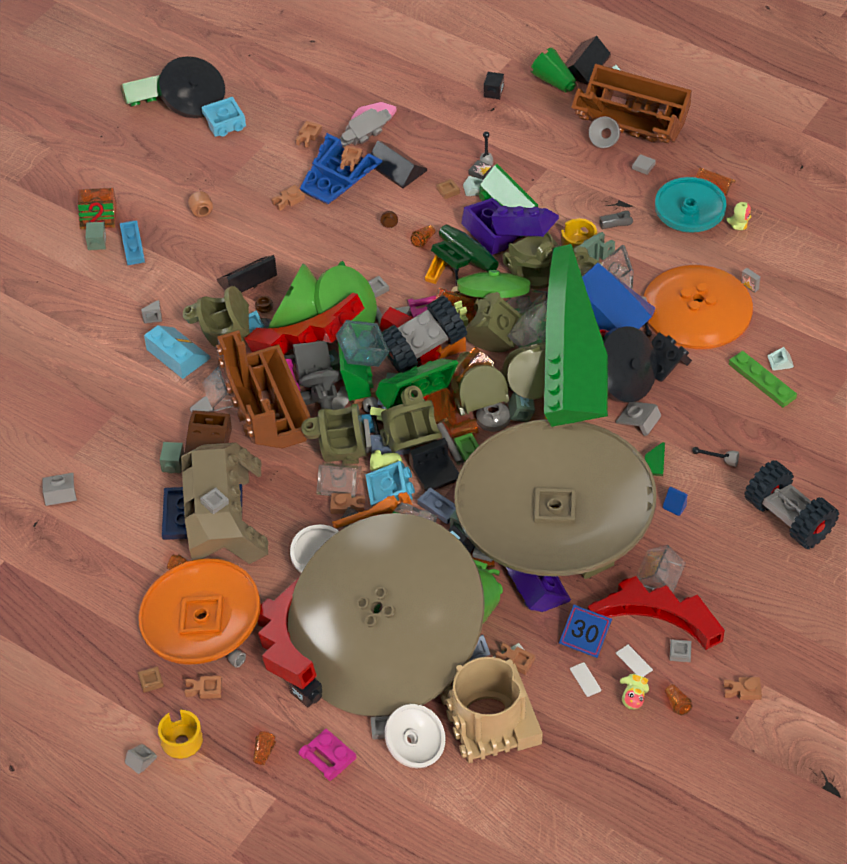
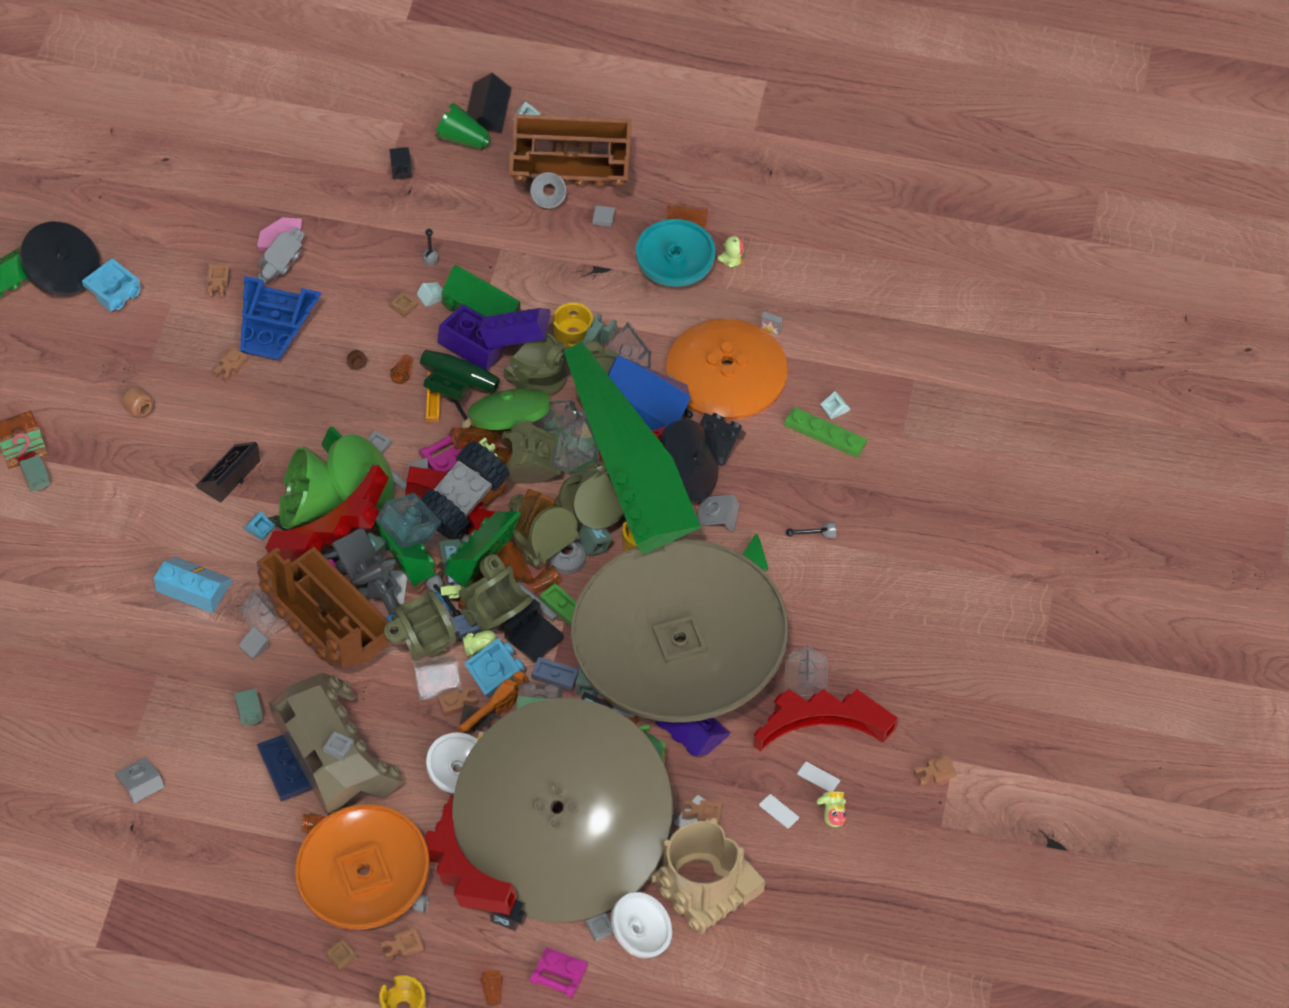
camera: 25 degrees left, 5 degrees up
(132, 243) = (80, 469): dark azure plate -> none
(152, 313) = (146, 547): light grey slope -> none
(207, 429) = (275, 670): reddish brown slope -> none
(220, 315) = (230, 532): olive animal -> none
(264, 304) = (264, 500): reddish brown plate -> none
(351, 157) = (282, 296): nougat plate -> none
(396, 164) = (337, 291): slope -> none
(480, 170) = (429, 271): dark grey tile -> none
(585, 631) = (761, 761): blue piece -> none
(614, 220) = (601, 292): dark grey bar -> none
(675, 501) = (793, 594): blue slope -> none
(678, 700) = (879, 803): clear orange cone -> none
(680, 650) = (859, 751): light grey tile -> none
(773, 491) = (928, 573): black plate -> none

